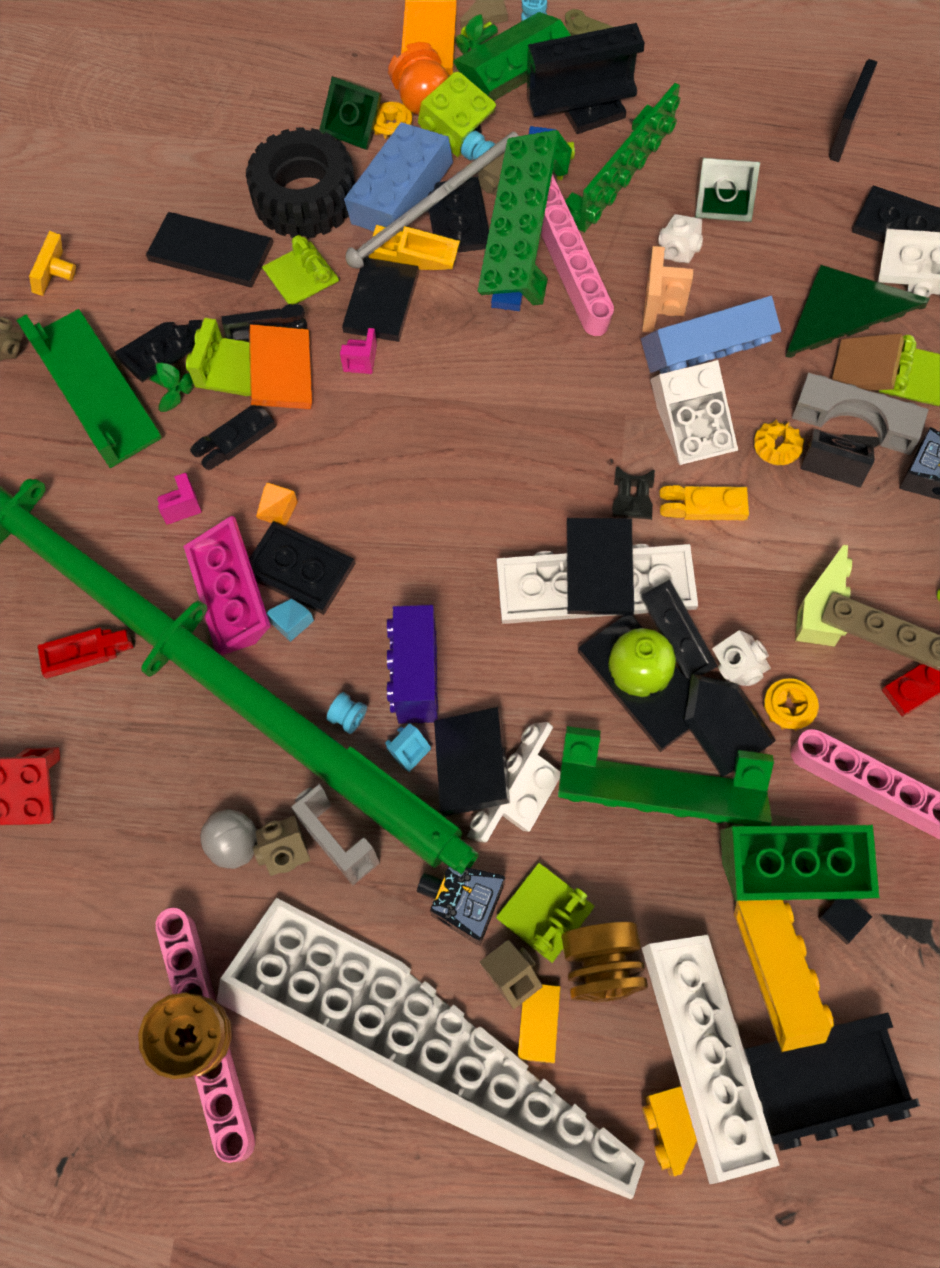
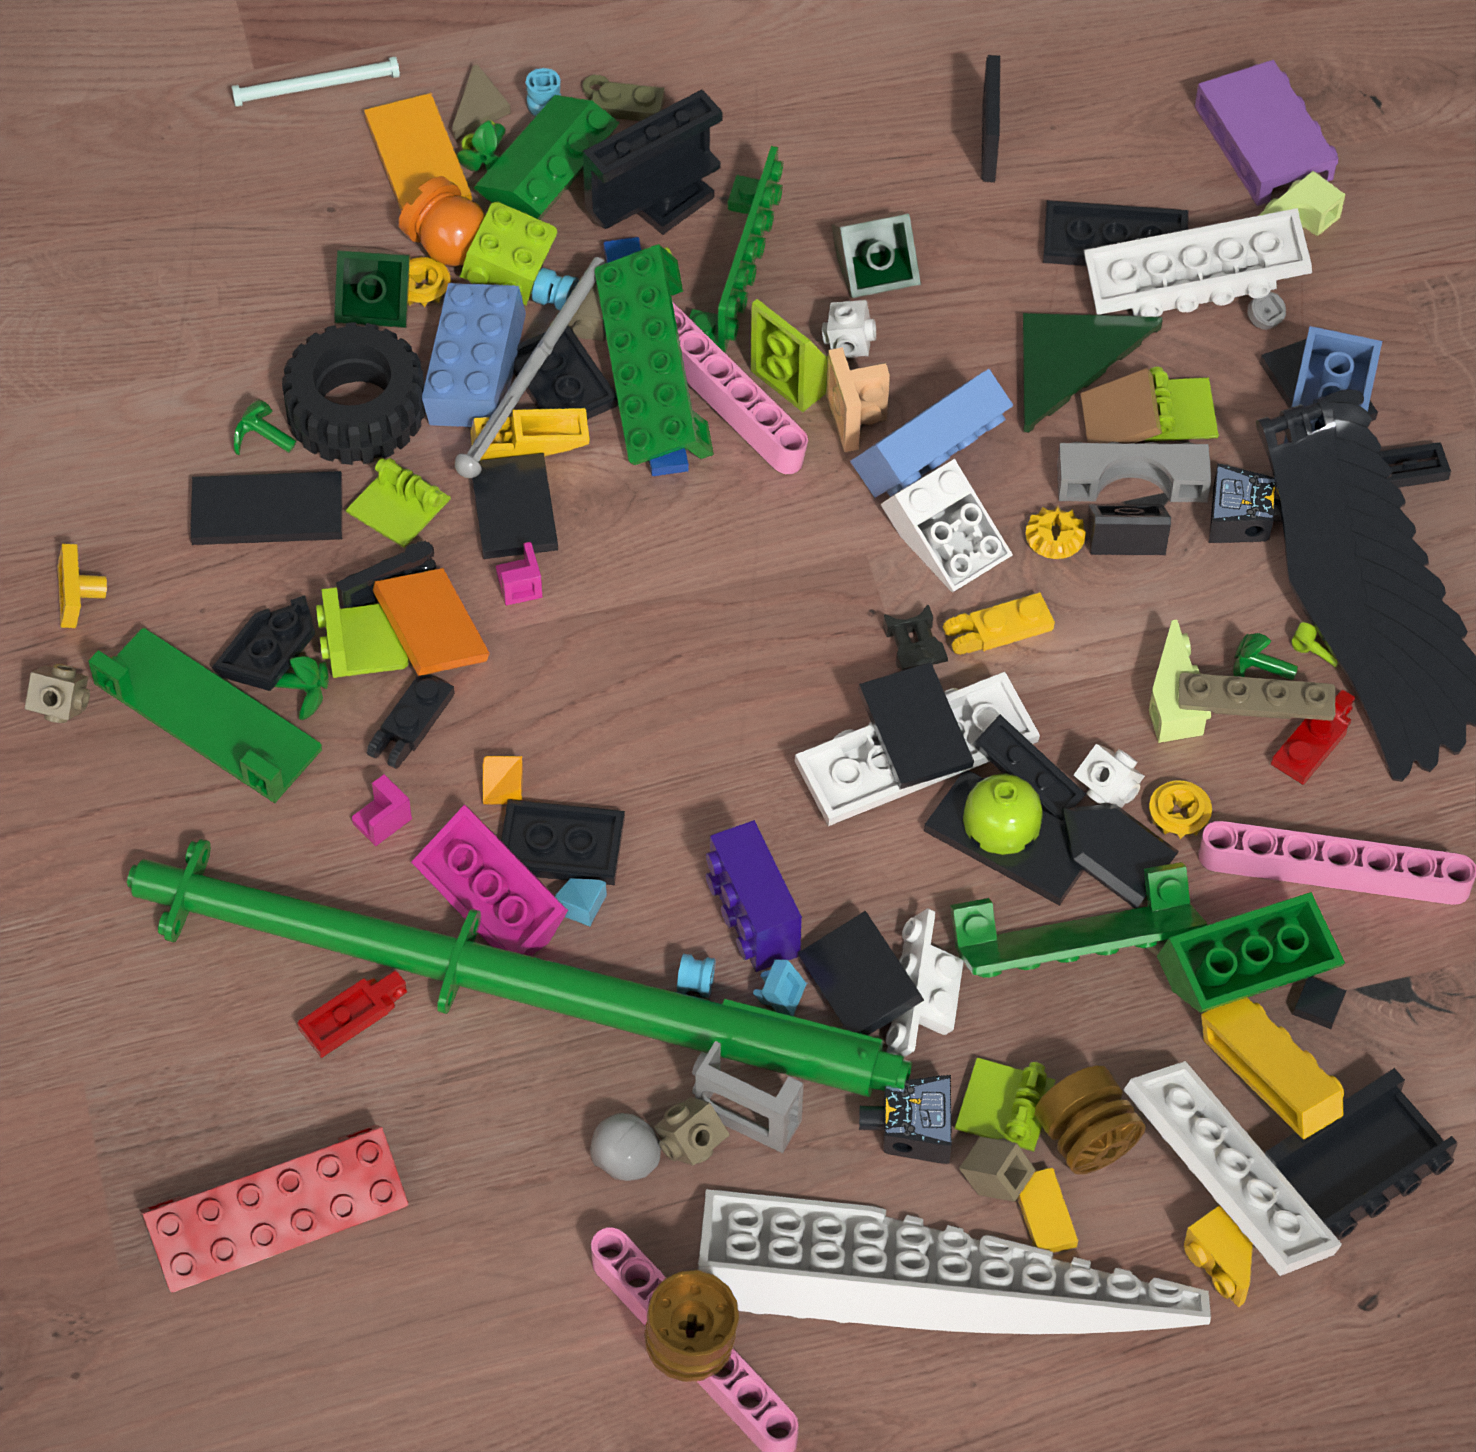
camera: 25 degrees left, 10 degrees down
(226, 181) = (253, 421): none -> green plant
(622, 245) = (786, 358): none -> lime slope
(898, 592) = (1249, 655): none -> green plant

